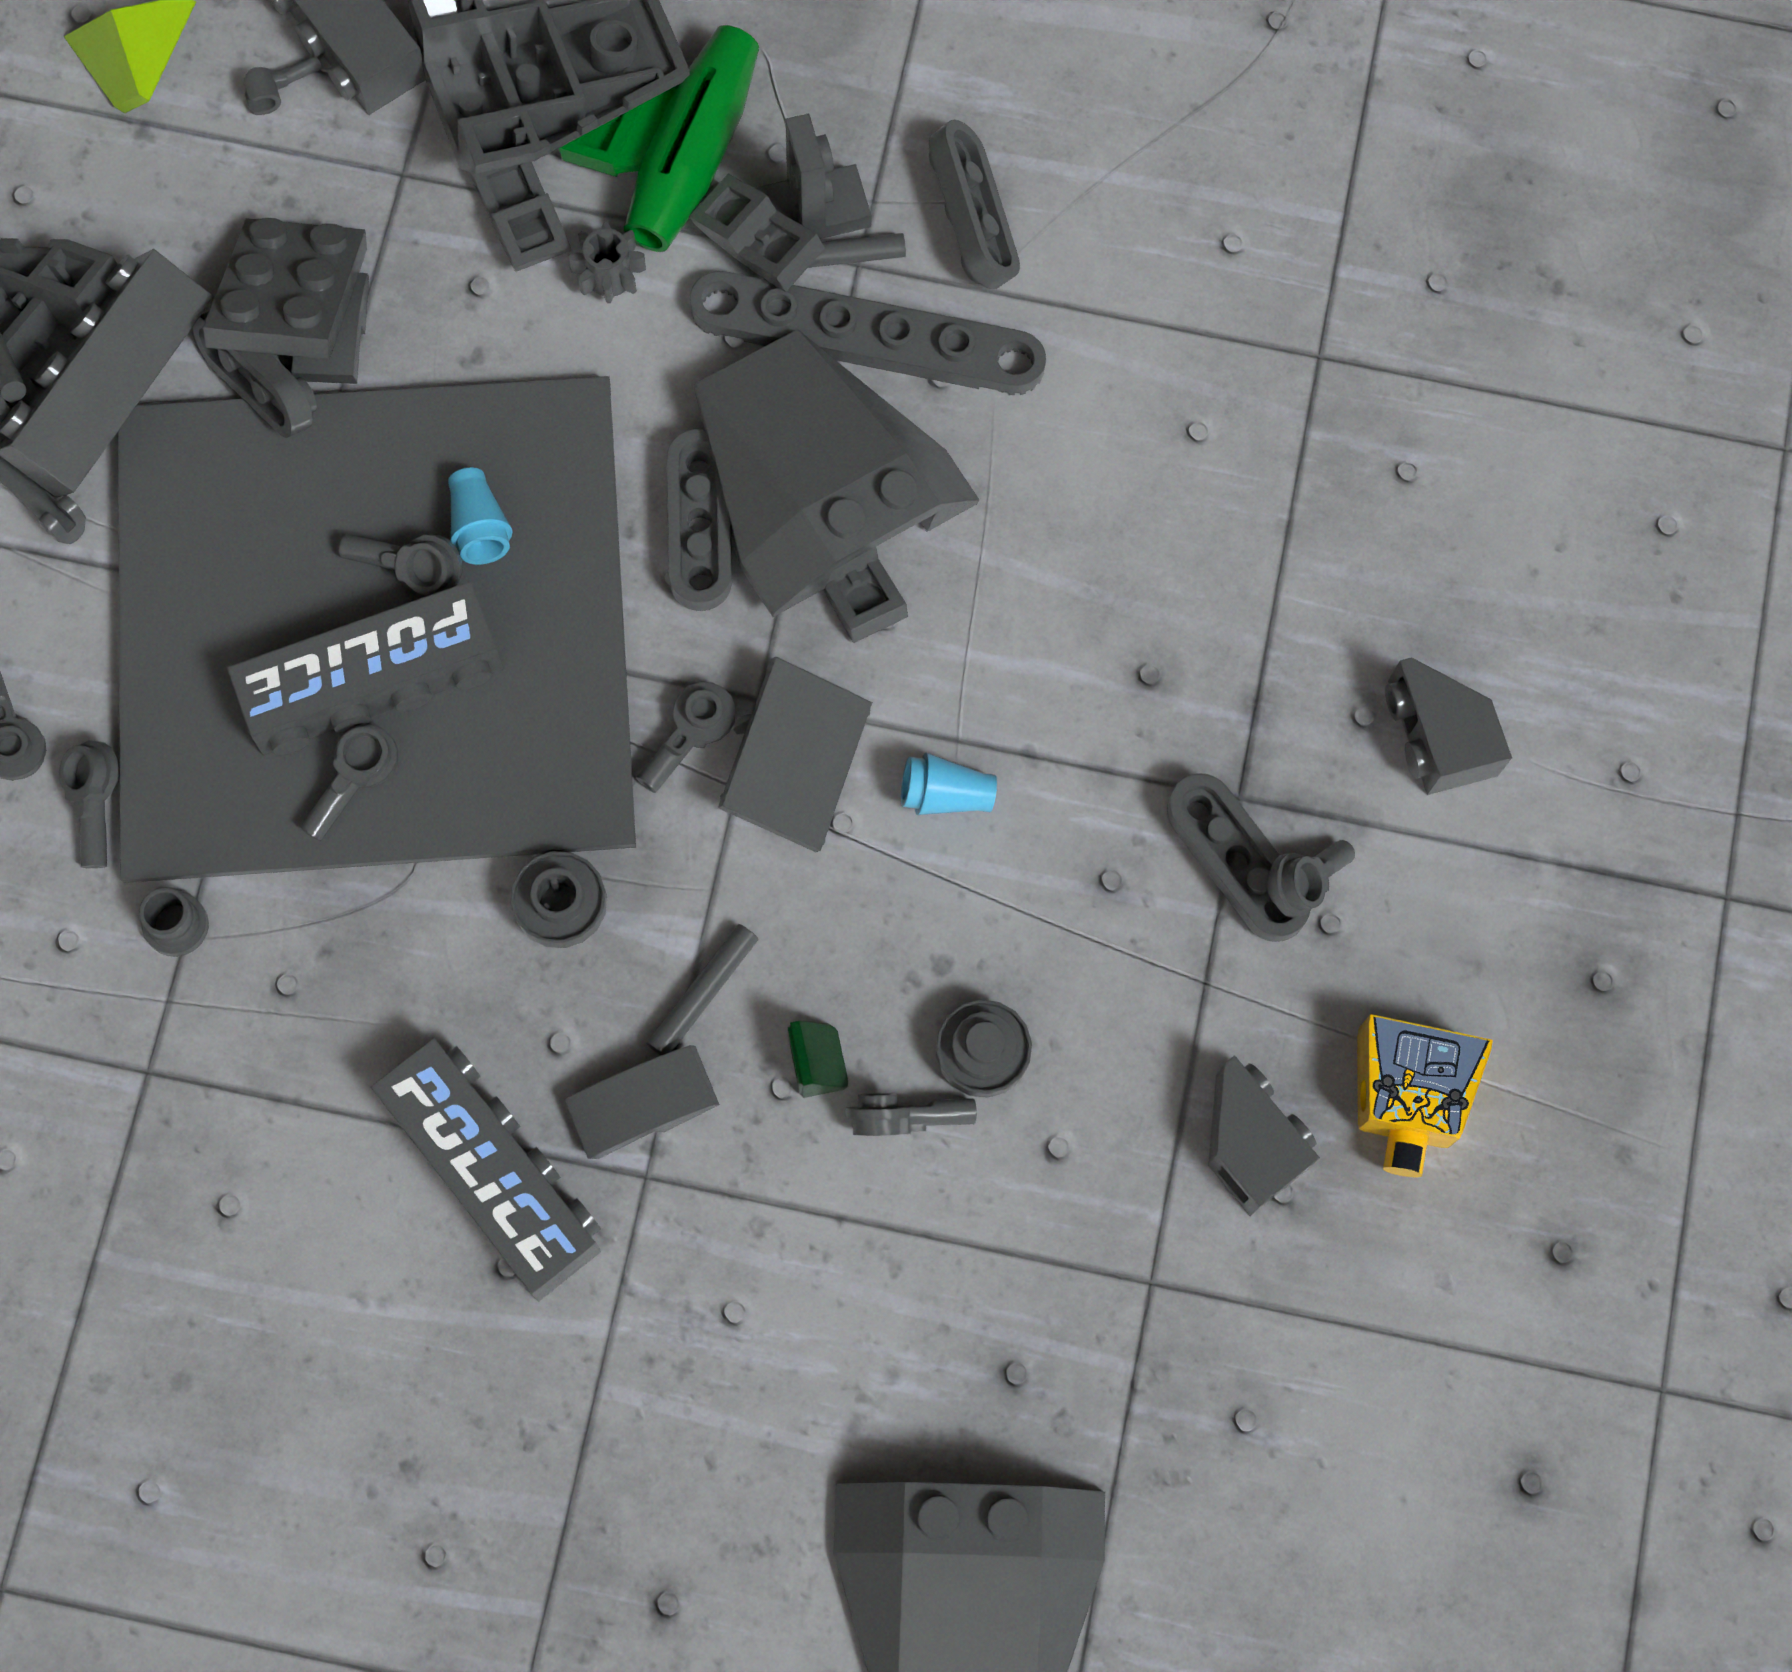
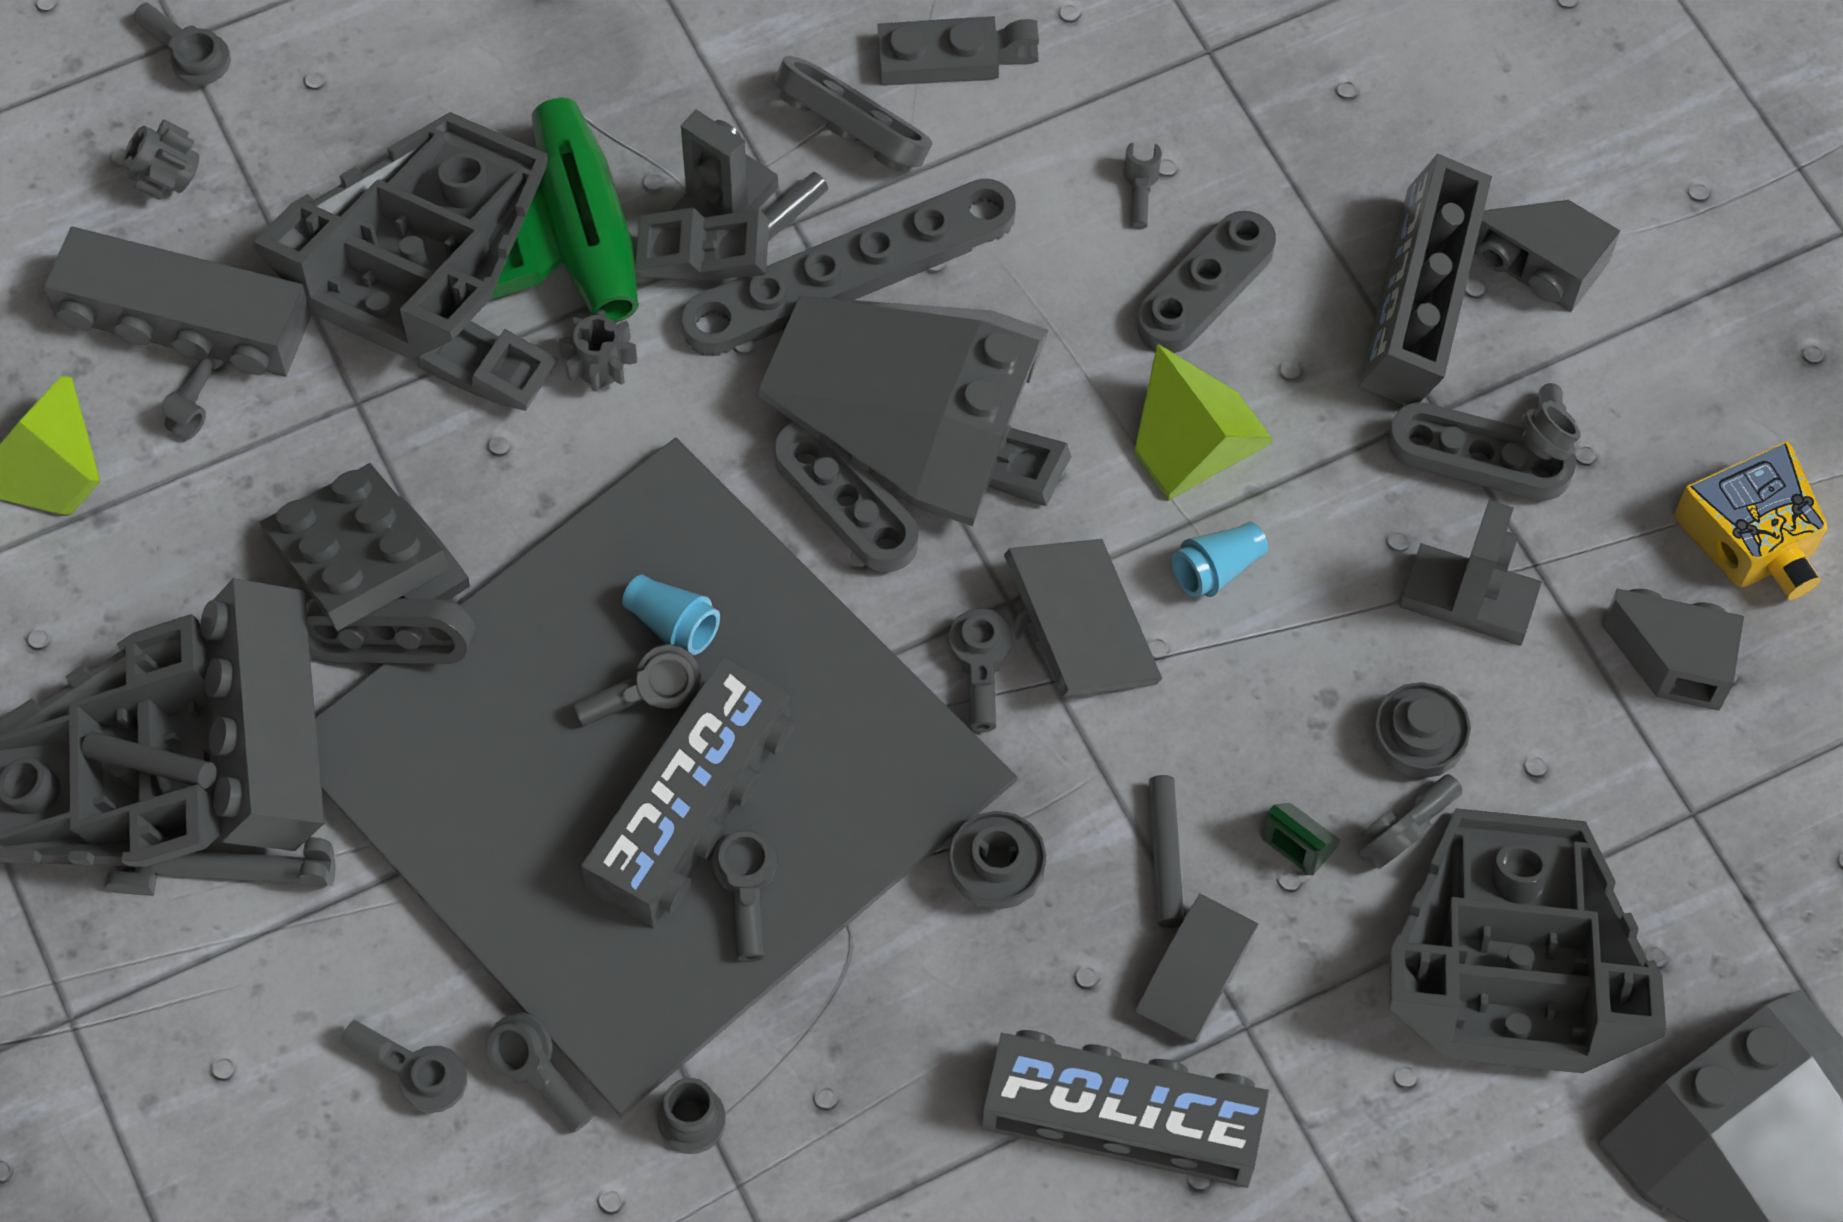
camera: 35 degrees left, 10 degrees down
(901, 1283) = (1524, 950): none -> dark grey wedge
(1024, 662) = (1192, 425): none -> lime slope
(1104, 207) = (953, 49): none -> dark grey plate
(1122, 566) = (1199, 299): none -> dark grey plate
(1130, 964) = (1476, 589): none -> dark grey bracket
(1166, 425) = (1141, 175): none -> dark grey hand
(1311, 681) = (1425, 281): none -> dark grey brick

